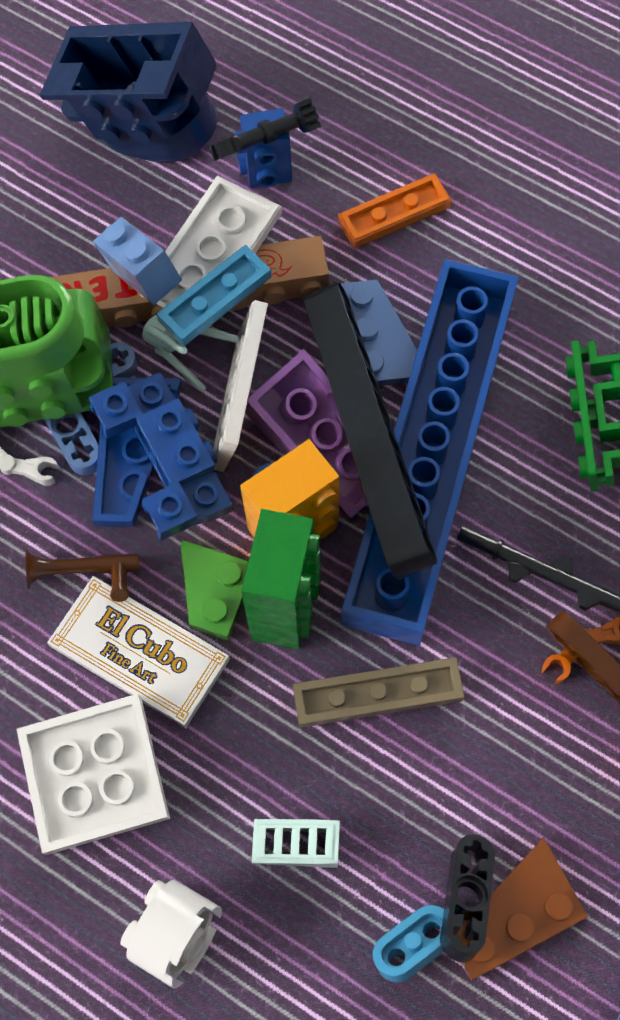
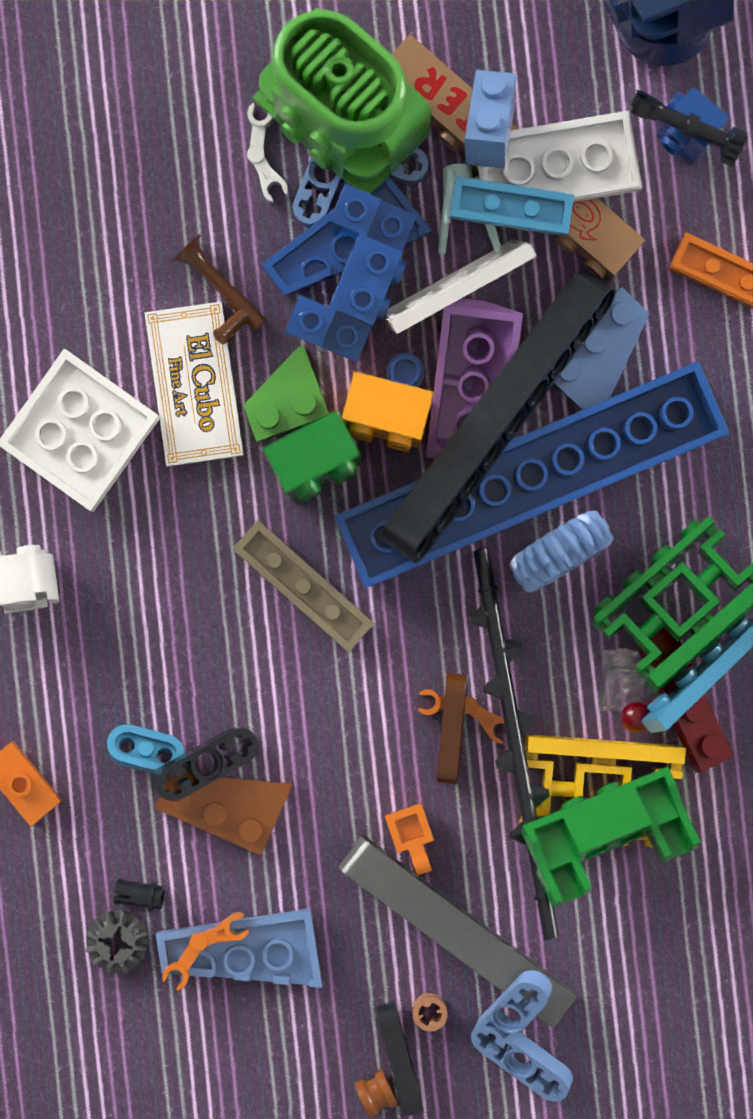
camera: 45 degrees right, 20 degrees up
(330, 827) = (168, 639): light aqua slope -> none
(514, 460) = (561, 551): none -> medium blue gear

